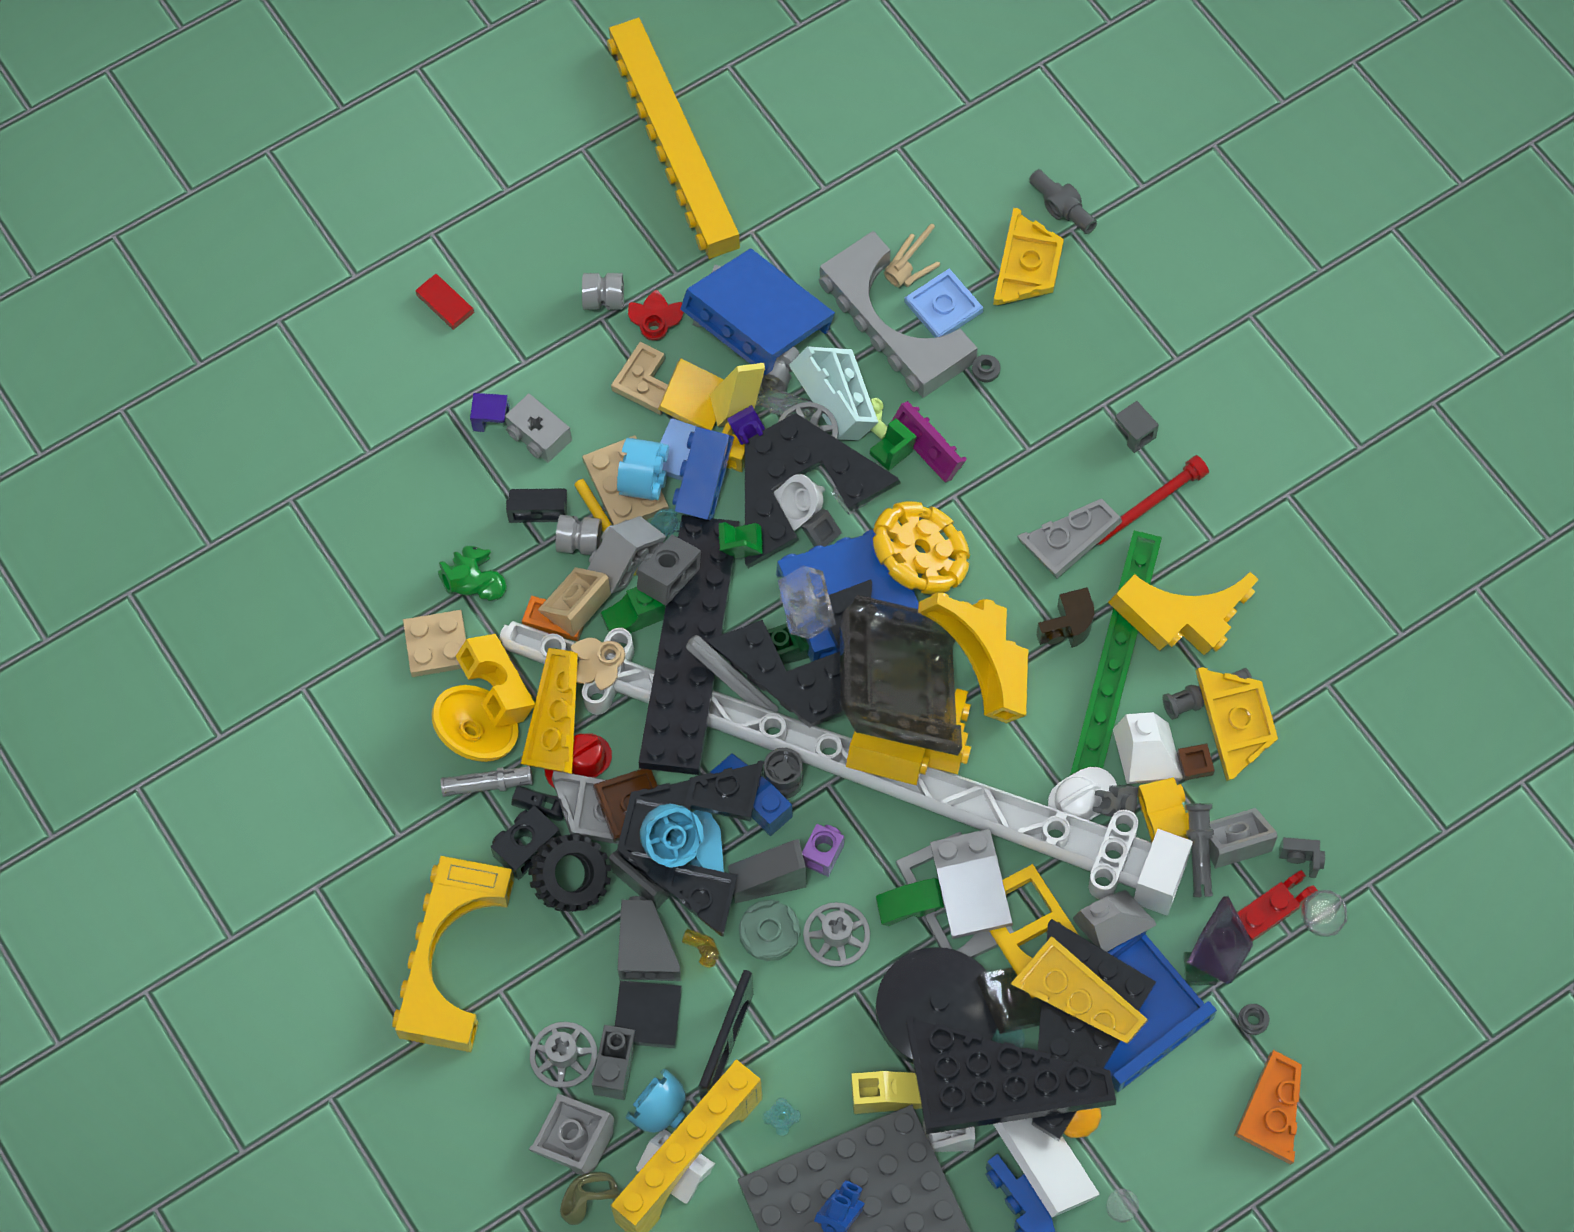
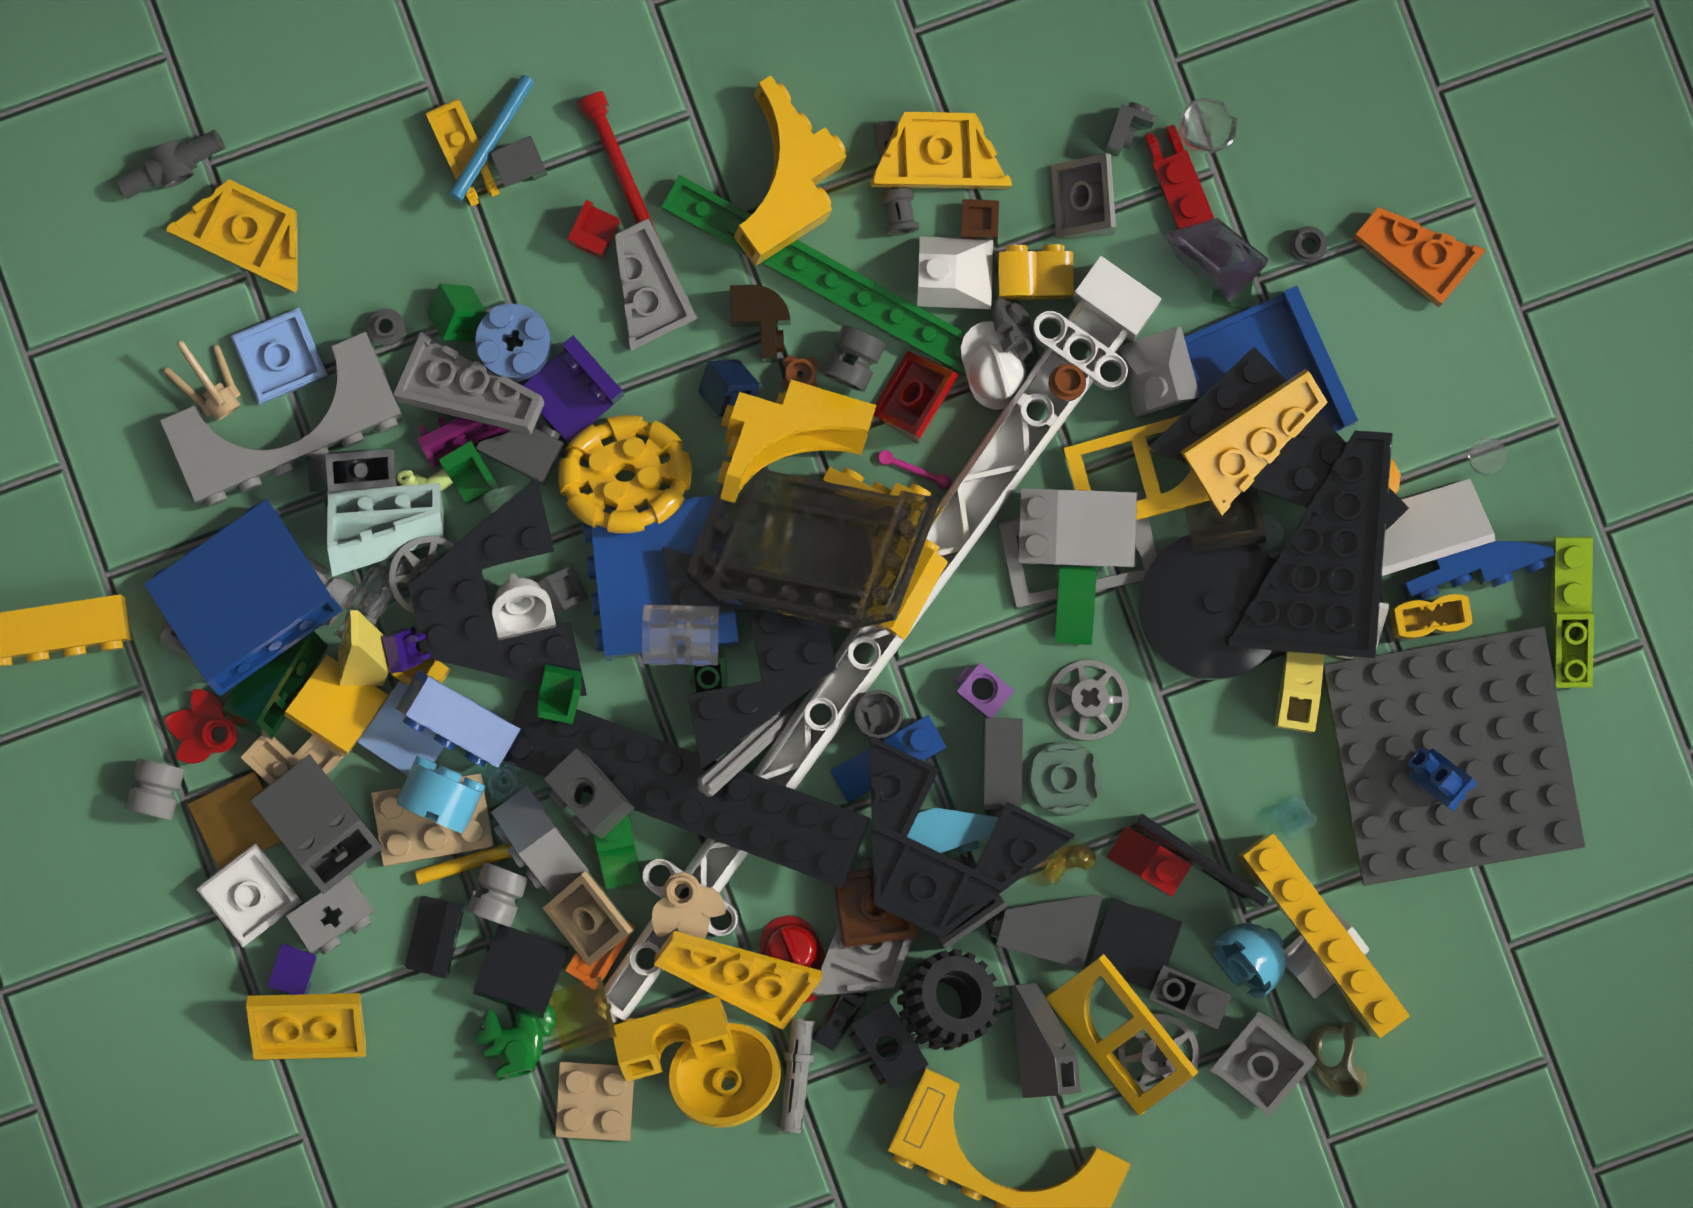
camera: 80 degrees left, 20 degrees up
(444, 301) = (110, 997): red tile -> none
(449, 427) = (306, 1026): none -> yellow plate
(500, 614) = (582, 1014): none -> clear yellow piece
(524, 565) = (520, 970): none -> black tile
(540, 371) = (249, 894): none -> white tile
(550, 956) = (1044, 1051): none -> dark grey slope
(587, 975) = (1072, 1005): none -> yellow window
(592, 354) = (232, 821): none -> pearl gold tile
(602, 398) = (316, 823): none -> dark grey slope
(671, 835) = (952, 870): medium azure cylinder -> none
(699, 348) = (265, 695): none -> dark green slope
(713, 1008) = (1149, 861): none -> red slope
(871, 361) = (351, 470): none -> black brick
(920, 479) = (526, 453): none -> dark grey slope
(954, 422) = (453, 385): none -> light grey wing
(970, 1176) = (1440, 616): none -> yellow brick
(976, 502) = (574, 390): none -> dark purple bracket
(987, 740) = (886, 458): none -> dark pink hinge
(999, 452) = (504, 323): none -> medium blue brick
(1010, 411) = (456, 312): none -> green panel
(1017, 607) = (723, 382): none -> dark blue panel
(1040, 654) = (795, 365): none -> dark orange plate
(1040, 748) = (914, 395): none -> red slope
(1057, 692) = (859, 346): none -> dark grey wheel
(1084, 843) = (1067, 382): none -> dark orange plate
(1102, 485) = (593, 230): none -> red panel
(1134, 386) = (459, 143): none -> yellow hinge
(1148, 402) = (491, 138): none -> dark azure bar
(1199, 833) = (1082, 242): dark grey pin -> none

